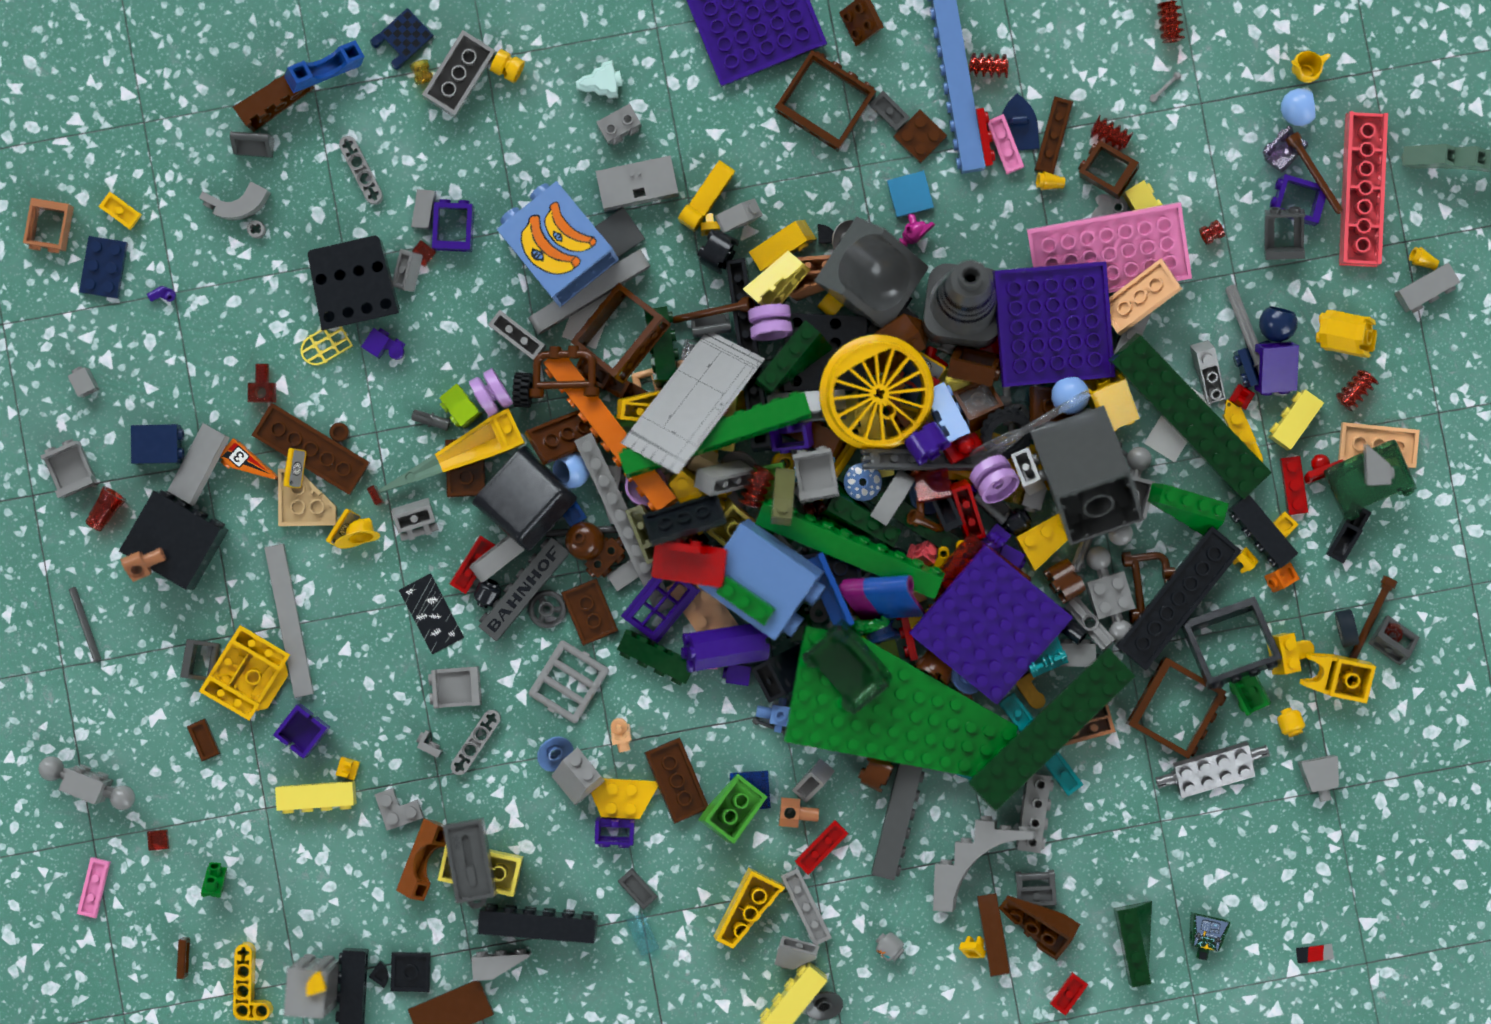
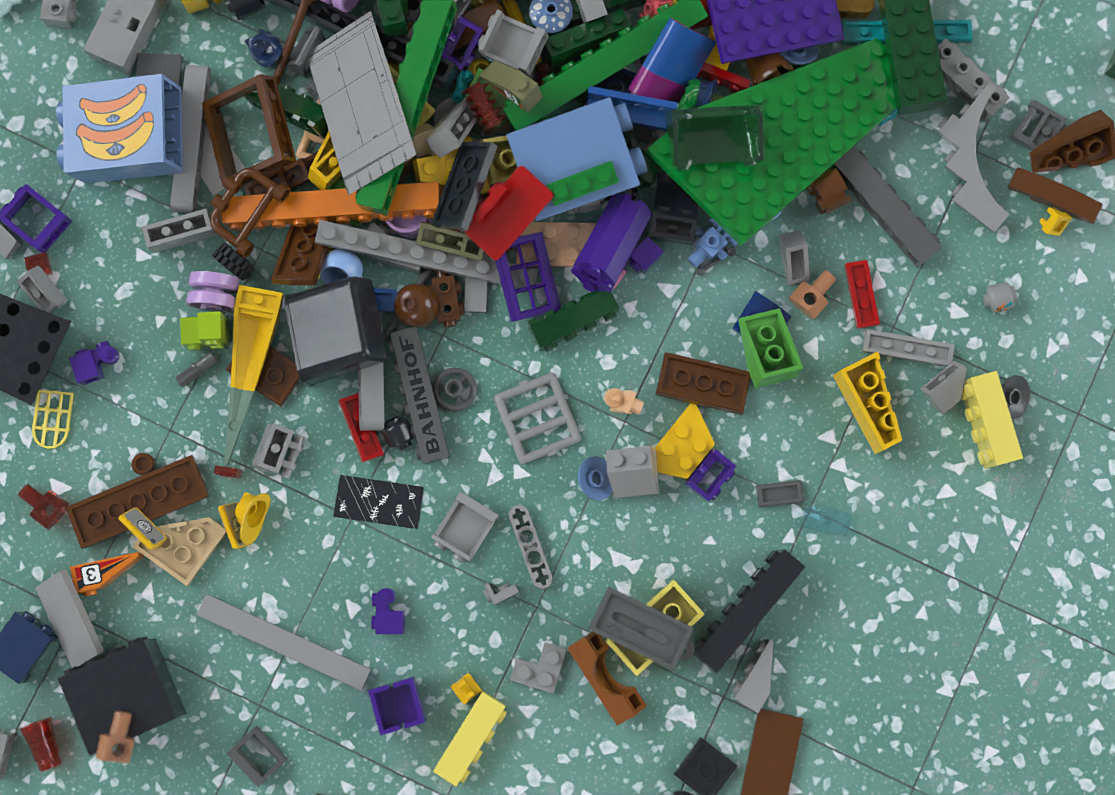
camera: 60 degrees left, 5 degrees down
(246, 674) = (303, 719): yellow slope -> none
(354, 681) = (386, 620): none -> dark purple brick
(589, 611) = (486, 351): reddish brown tile -> none
(691, 296) = (264, 48): none -> dark blue hat
(767, 456) = (463, 81): none -> teal arm

